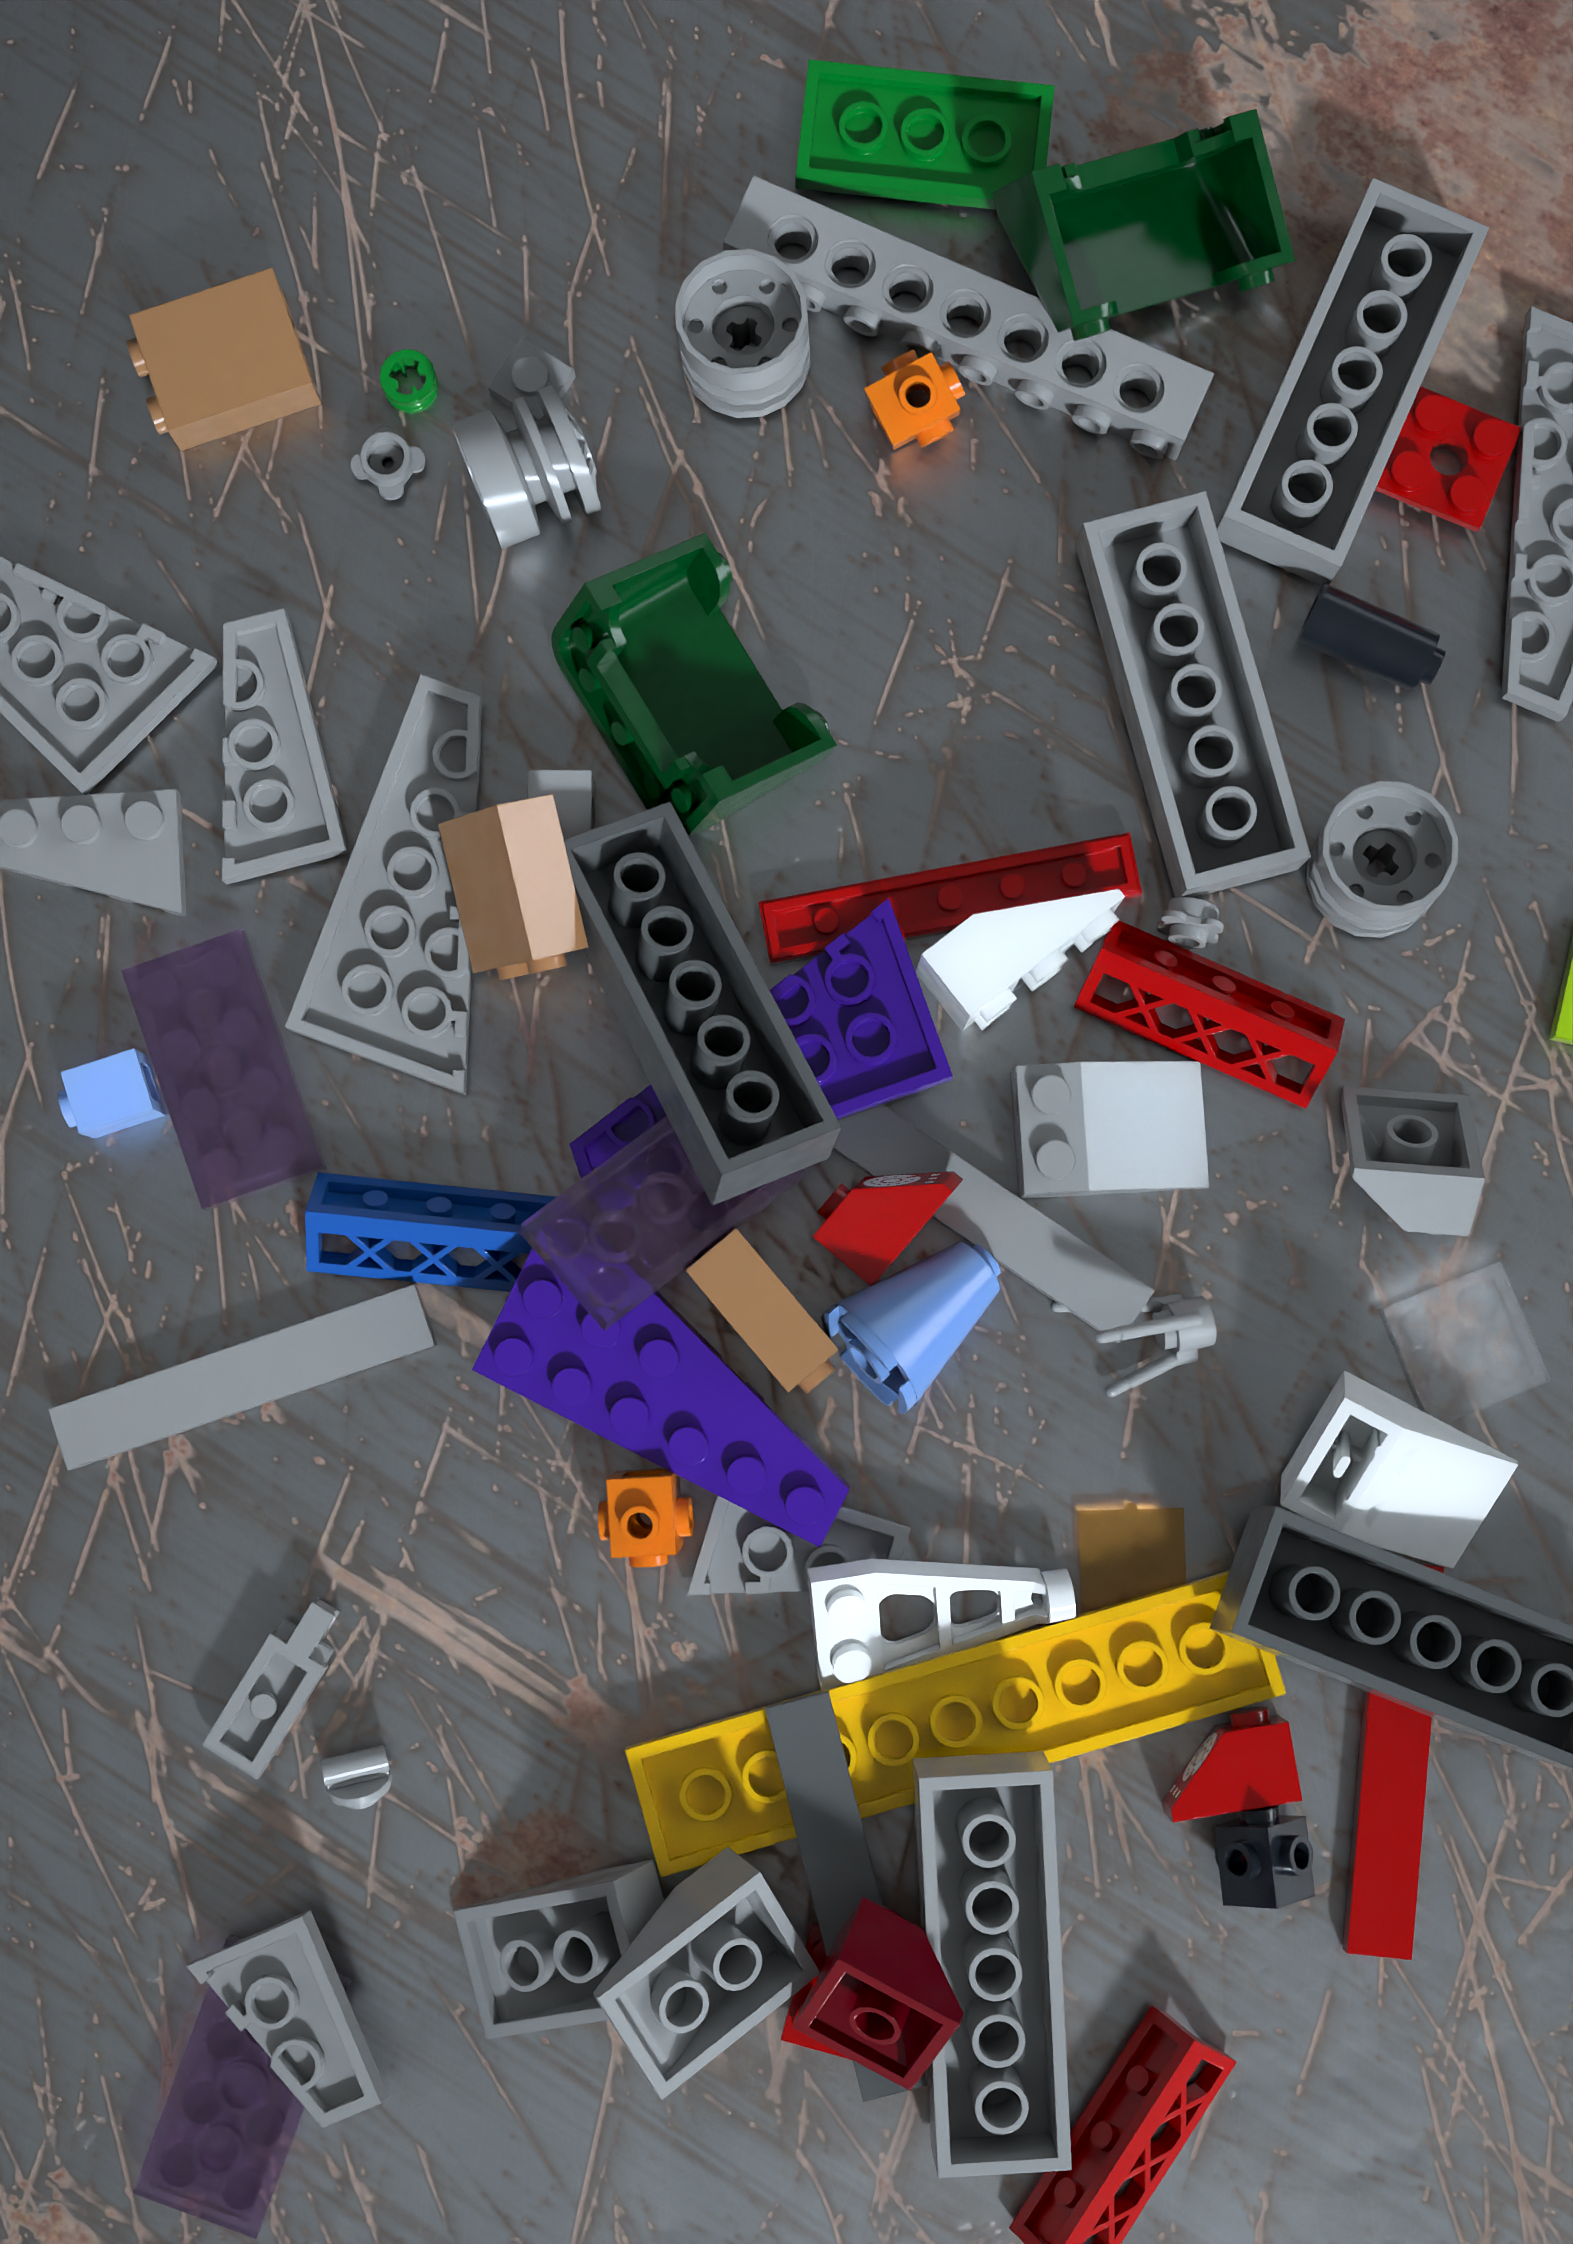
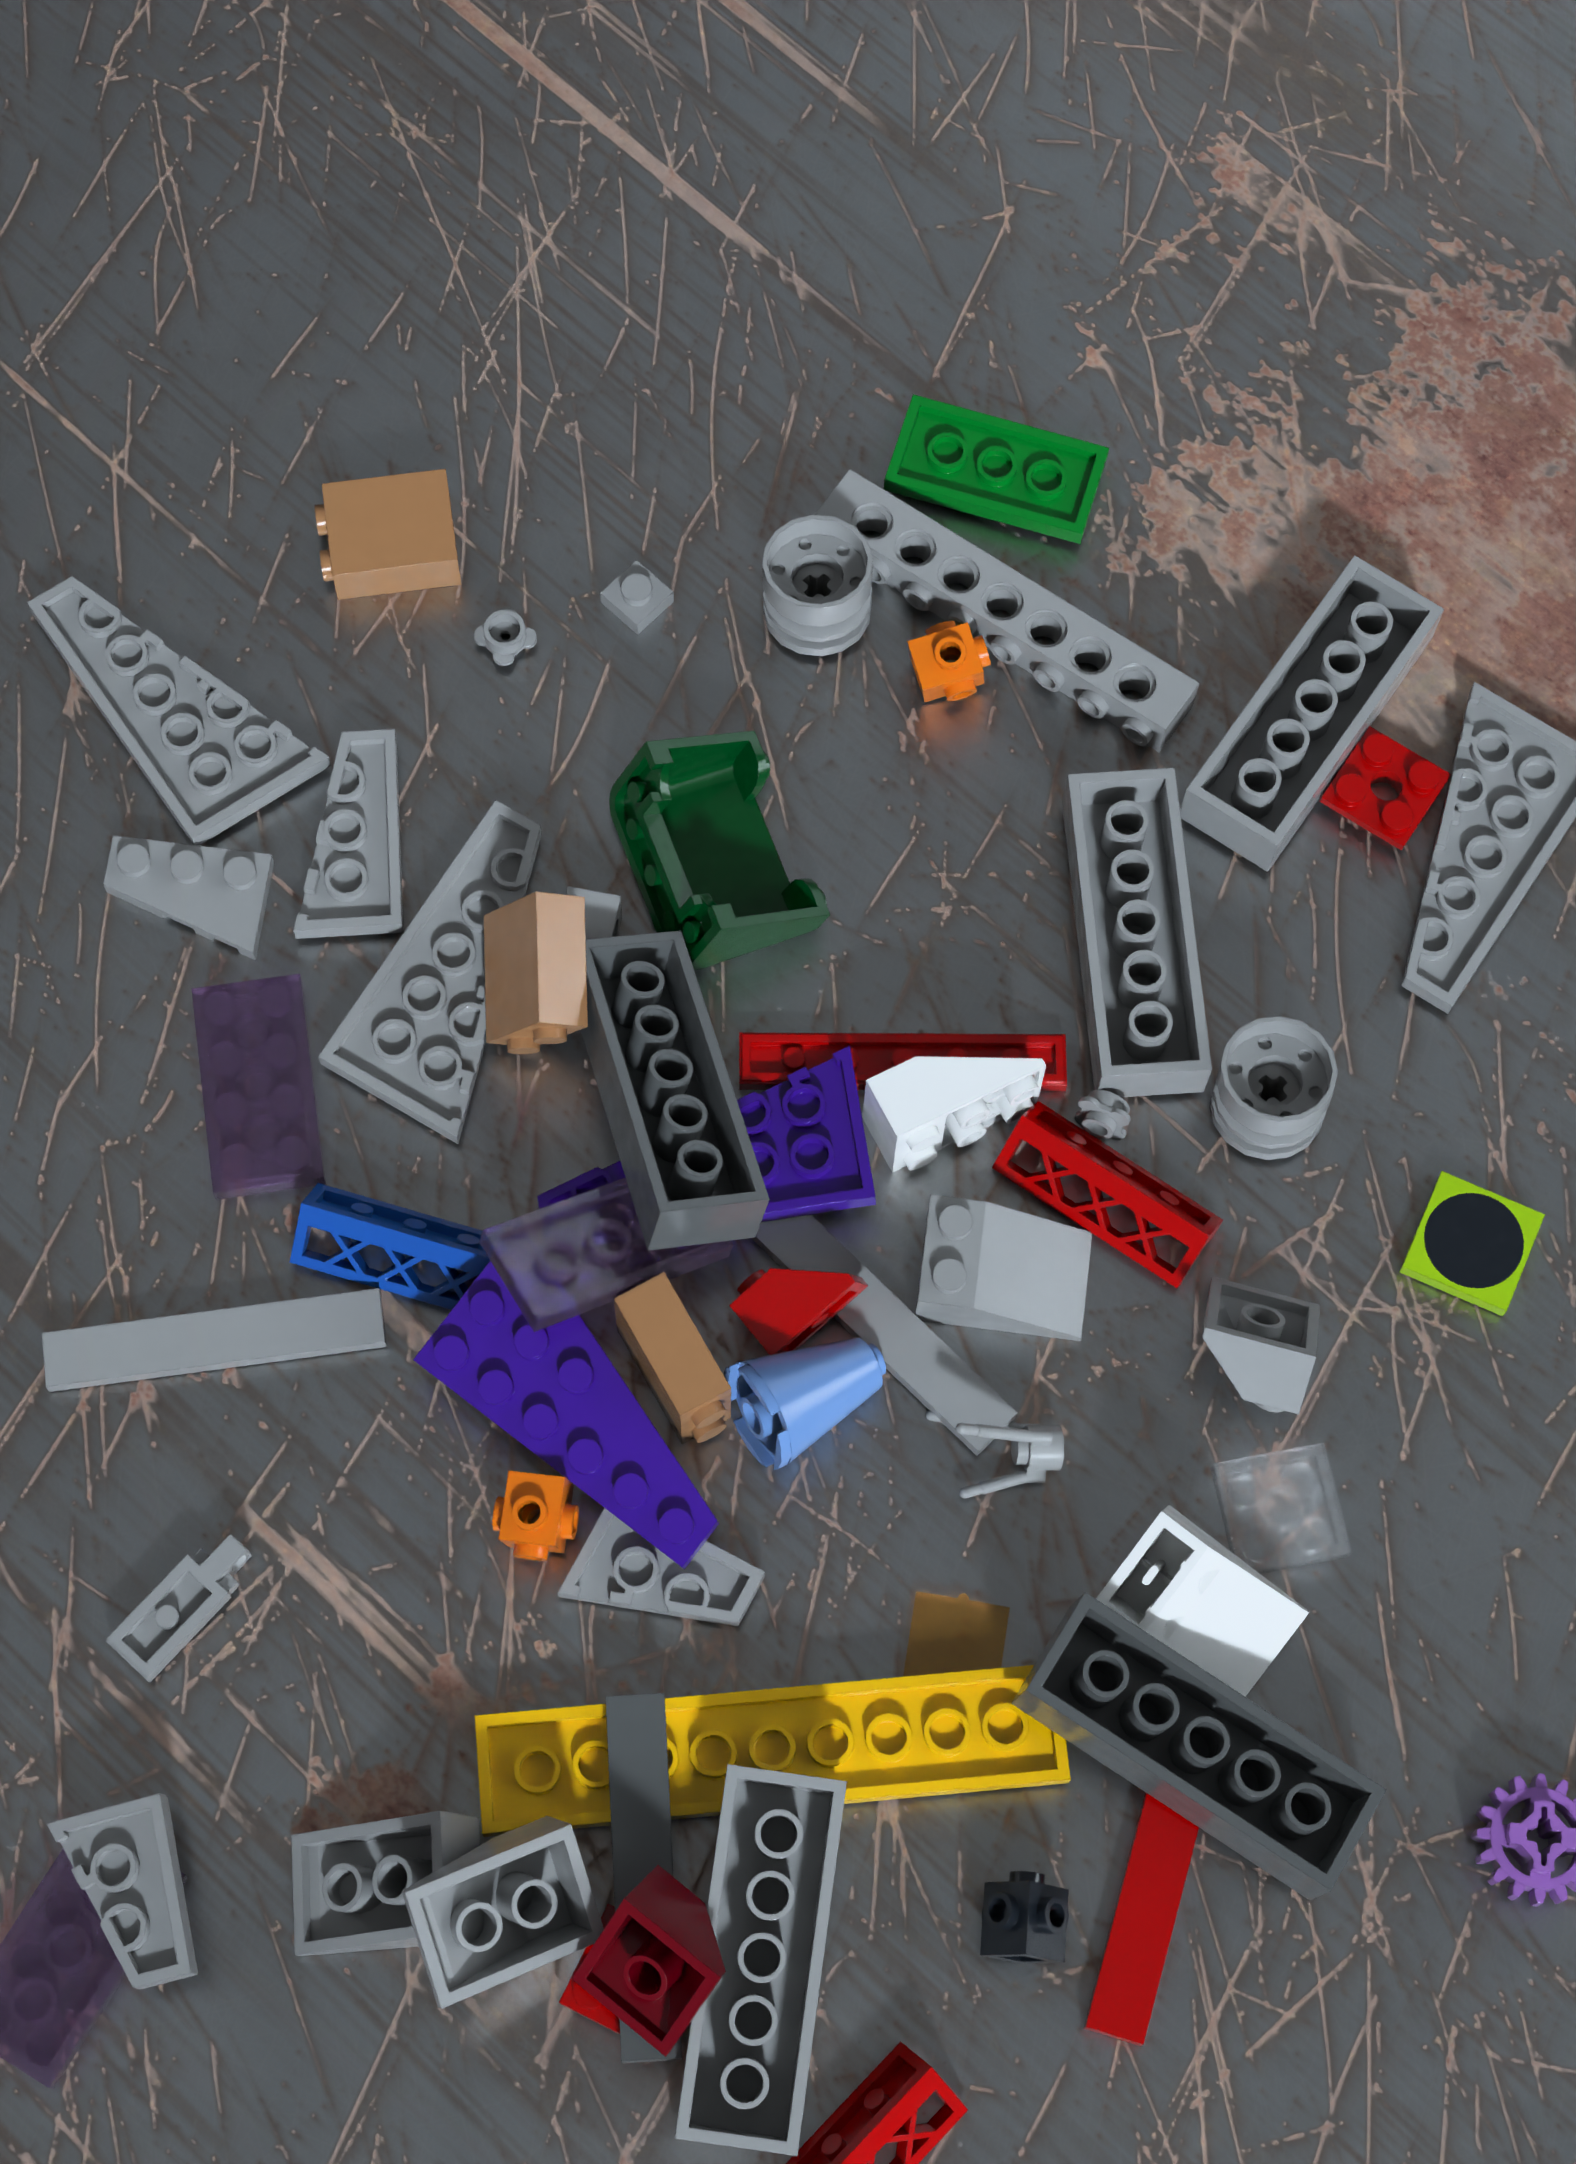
camera: 10 degrees right, 15 degrees down
(110, 1094) = (159, 1084): light blue brick -> none
(357, 1777) = (234, 1695): light grey plate -> none
(399, 363) = (531, 563): green bush -> none
(527, 465) = (619, 652): light grey wheel -> none
(848, 1618) = (695, 1633): white plate -> none
(1148, 224) = (1163, 559): dark green windscreen -> none
(1237, 1769) = (1018, 1835): red slope -> none
(1371, 638) = (1297, 916): black brick -> none

